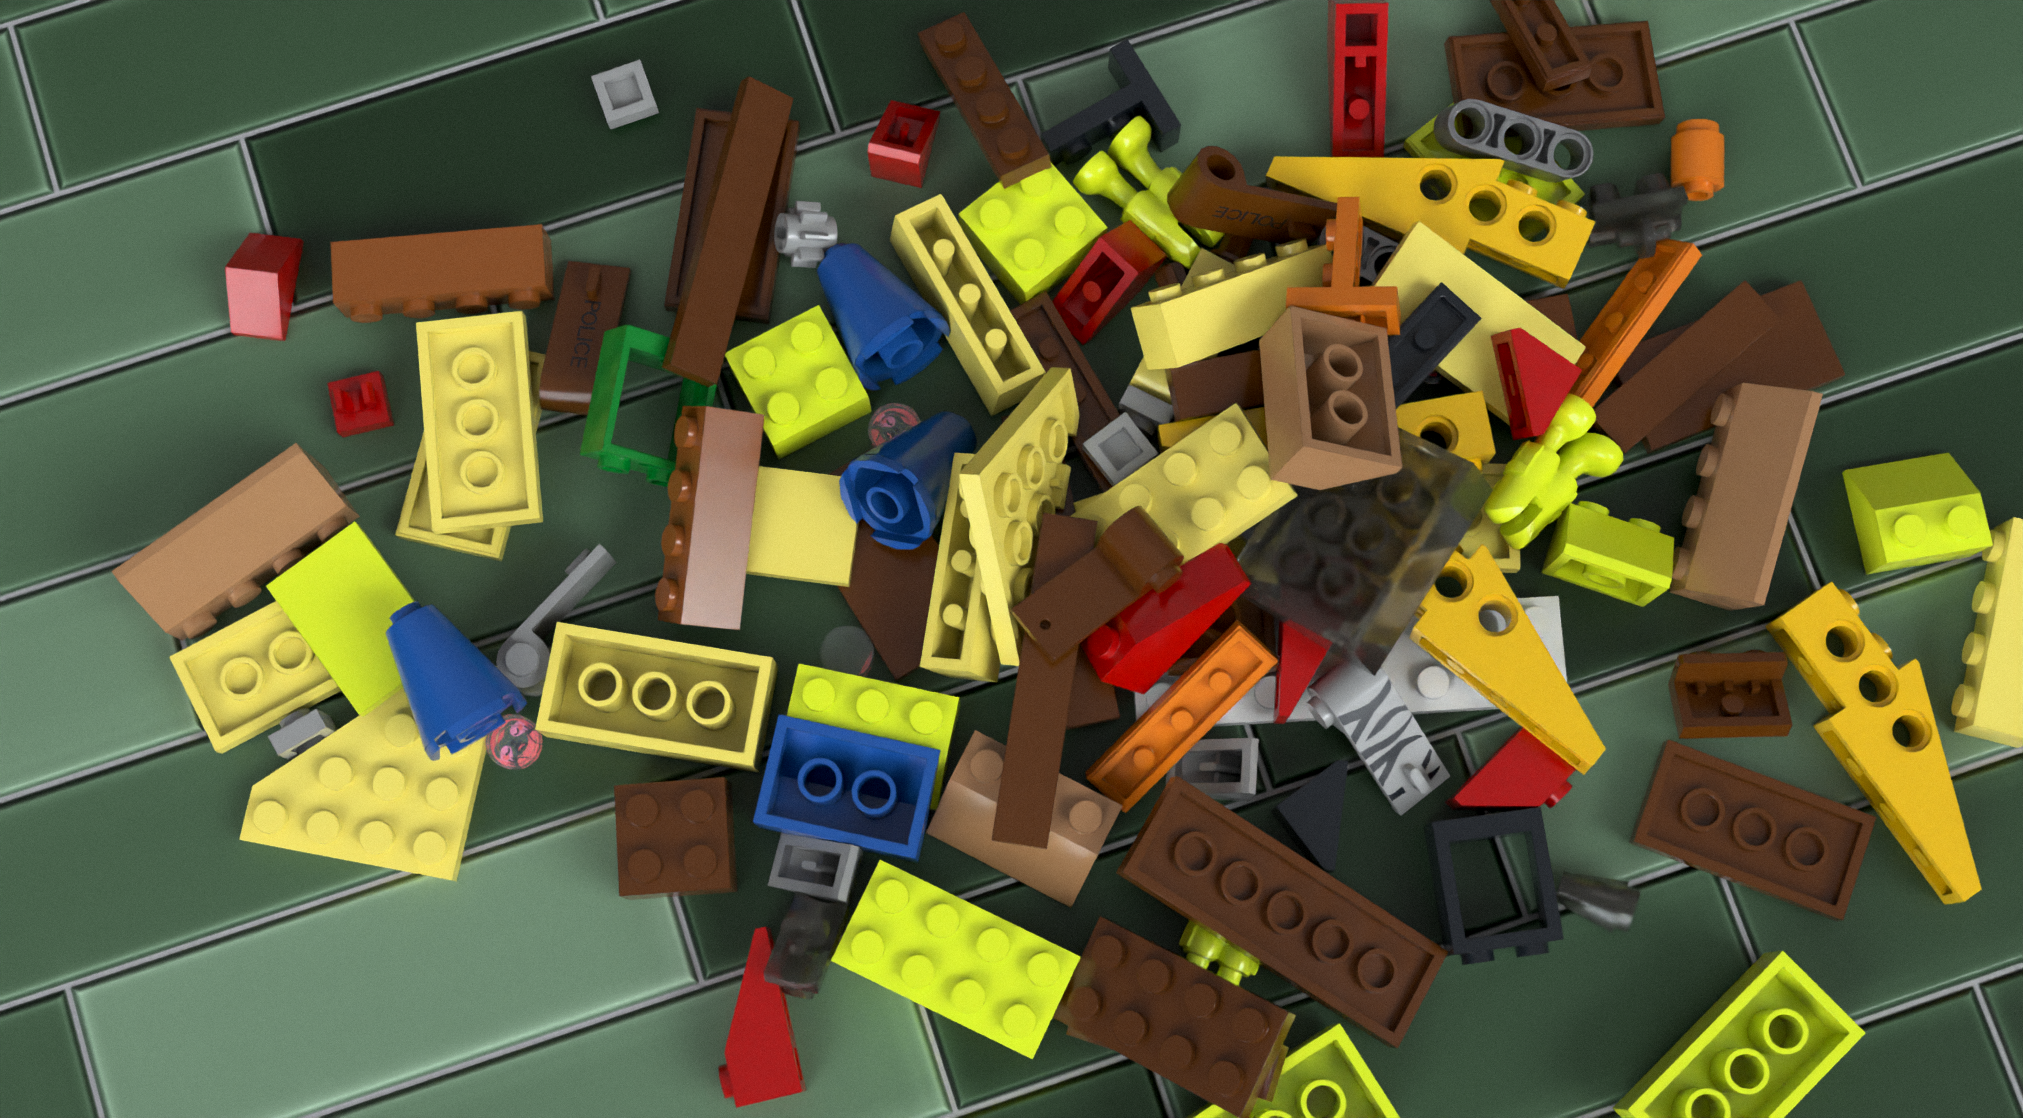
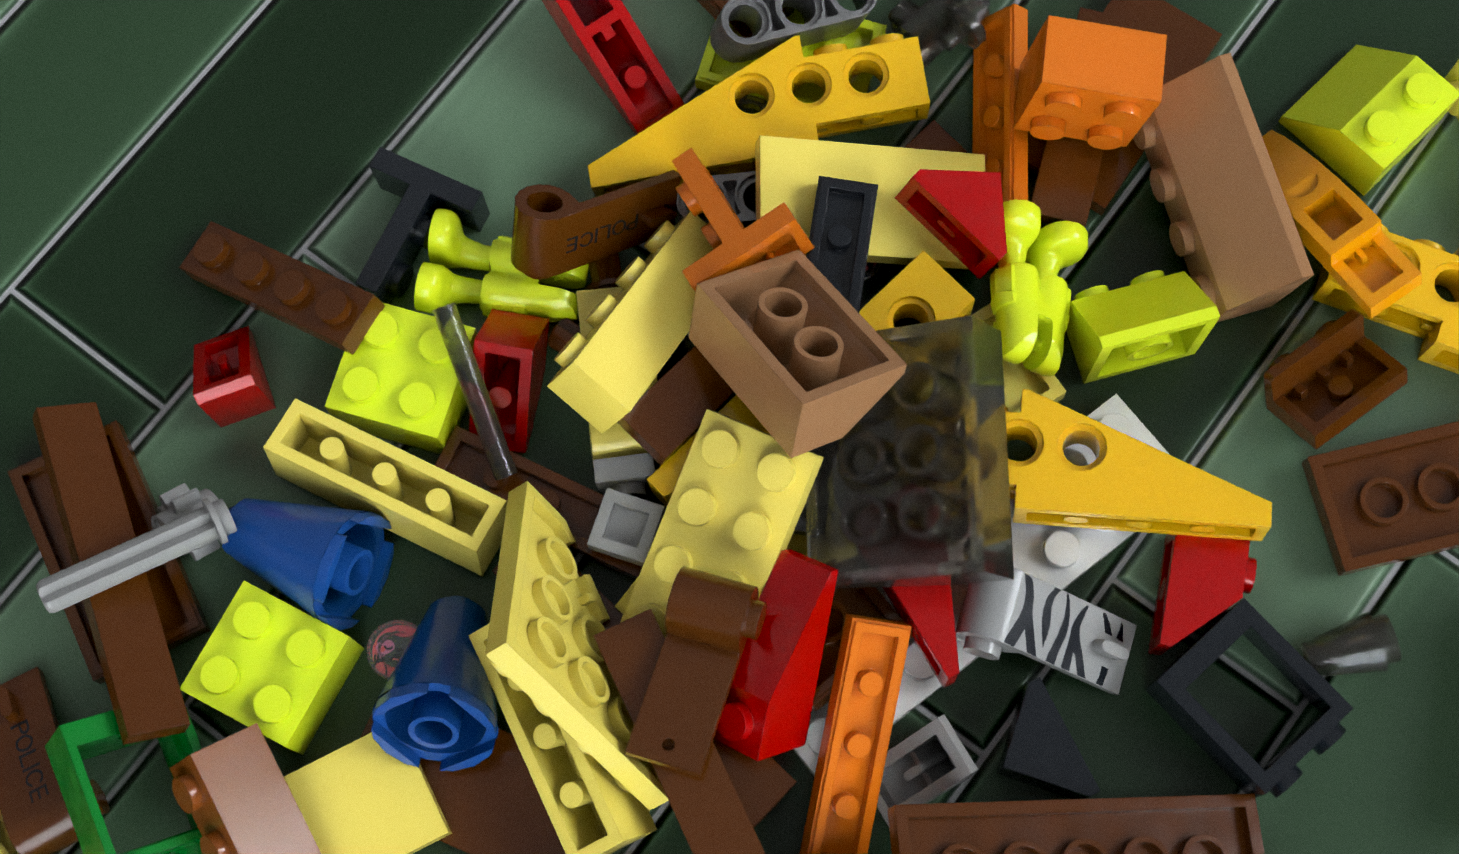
camera: 30 degrees left, 5 degrees down
(756, 237) = (136, 556): none -> light grey axle
(1075, 275) = (475, 391): none -> clear smoke bar
(1699, 346) = (1089, 82): none -> orange brick
(1813, 578) = (1341, 229): none -> light orange slope

